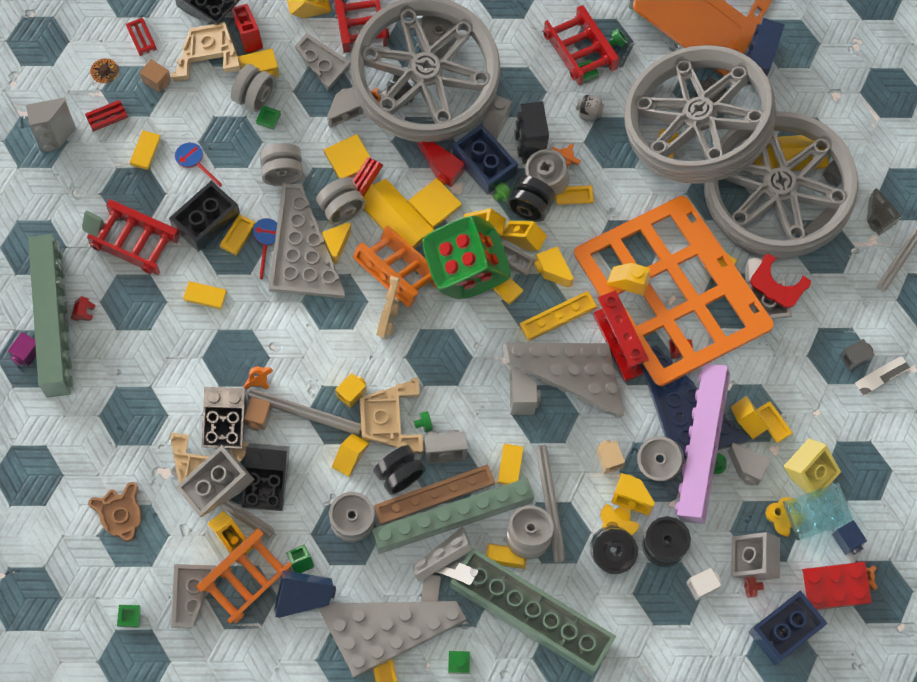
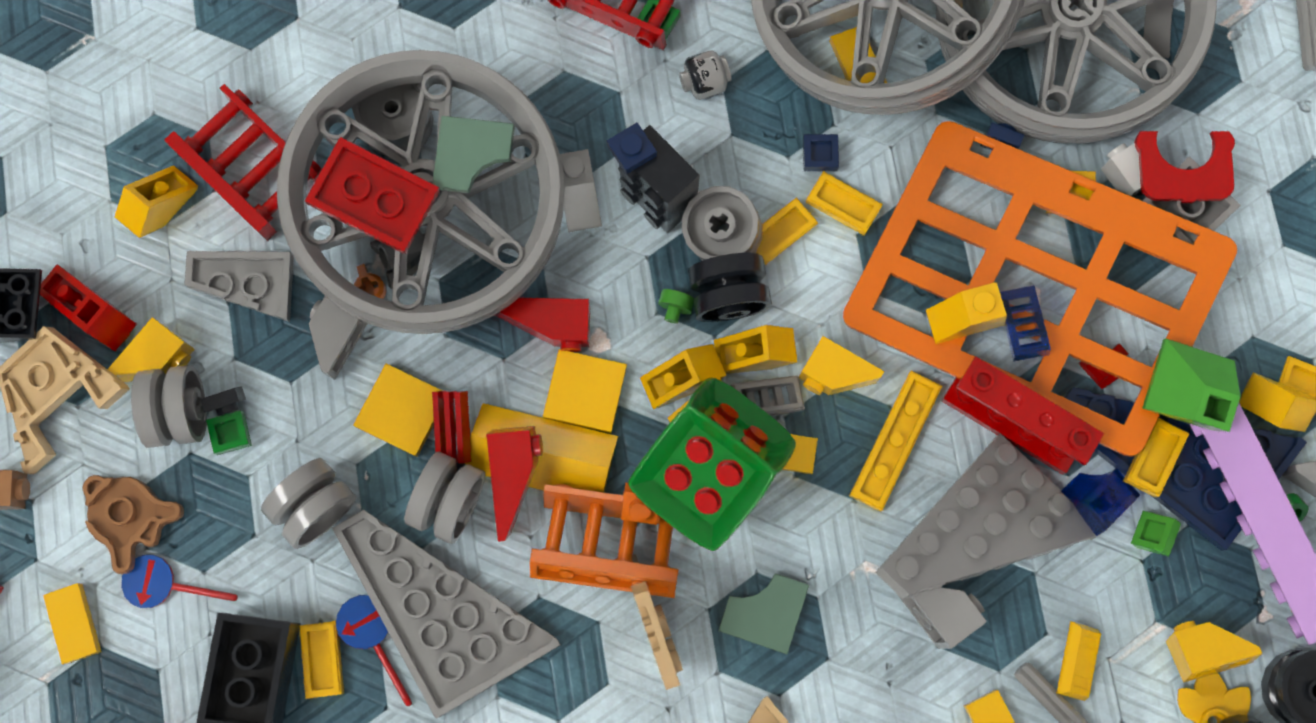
camera: 30 degrees left, 10 degrees up
(199, 122) = (126, 514): none -> medium nougat tile
(276, 102) = (224, 401): none -> black plate
(336, 239) = (481, 562): yellow slope -> none
(378, 209) = (512, 464): none -> red slope
(402, 51) = (372, 195): none -> red plate
(419, 259) = (635, 510): none -> orange plate
(444, 348) = (767, 616): none -> sand green tile
(457, 60) = (469, 148): none -> sand green tile
(485, 158) = (611, 269): dark blue brick -> none
(527, 104) = (631, 148): none -> dark blue plate
(568, 154) = (724, 173): orange piece -> none
(569, 460) = (1079, 661): none -> yellow tile
(610, 456) = (1133, 613): tan brick -> none
(612, 202) = (843, 203): none -> yellow tile
(617, 173) = (820, 152): none -> dark blue plate
(633, 401) = (1100, 498): none -> clear blue slope
(645, 310) = (1030, 350): none -> clear blue slope
(646, 431) = (1156, 533): none -> bright green plate
(650, 465) = (1216, 568): light grey wheel -> none
(671, 397) = (1155, 462): none -> yellow tile
(704, 367) = (1194, 387): none -> bright green slope
(708, 219) = (1004, 133): none -> dark blue plate

